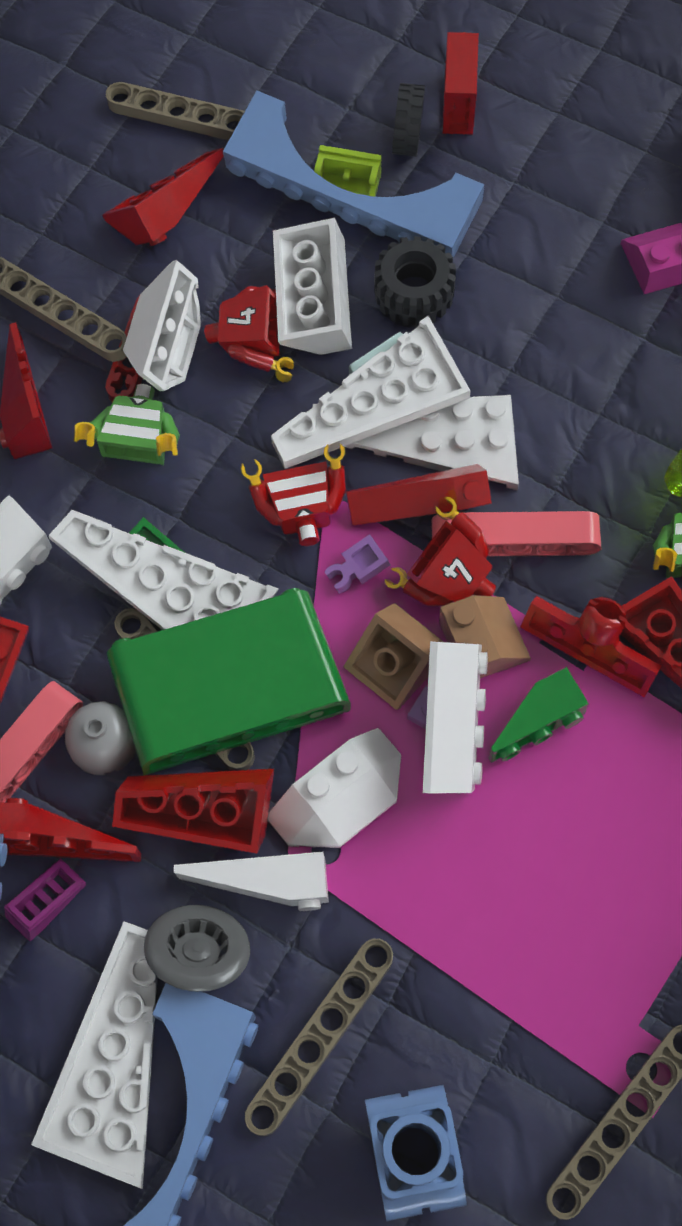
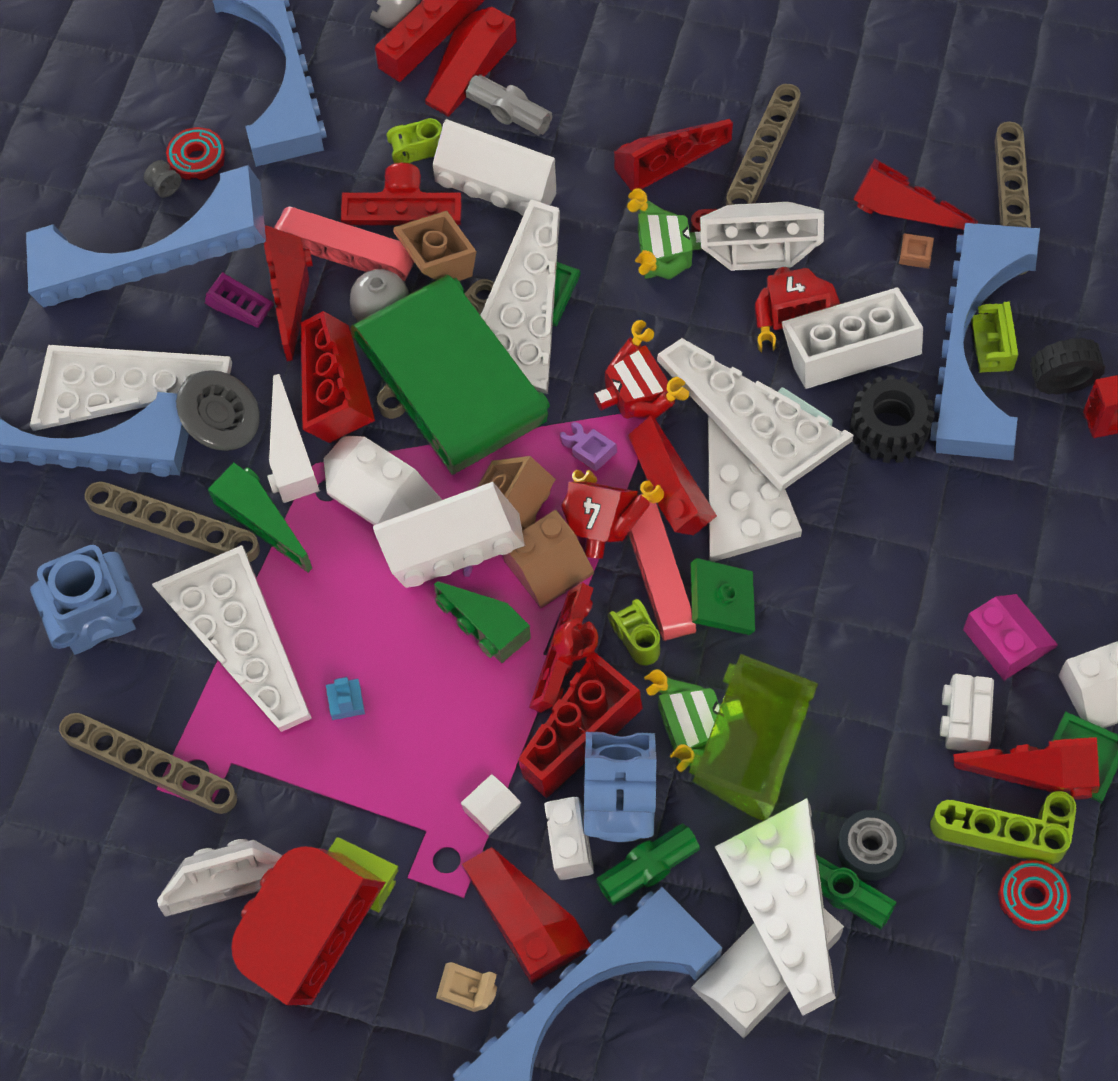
camera: 75 degrees right, 5 degrees down
(64, 651) = (438, 246): none -> medium nougat slope
(221, 212) = (916, 250): none -> nougat tile
(330, 935) = (246, 501): none -> green slope
(471, 986) = (231, 618): none -> white wing
(570, 482) = (722, 596): none -> green plate
(579, 573) = (634, 627): none -> lime piece
(593, 883) = (345, 698): none -> dark azure tile

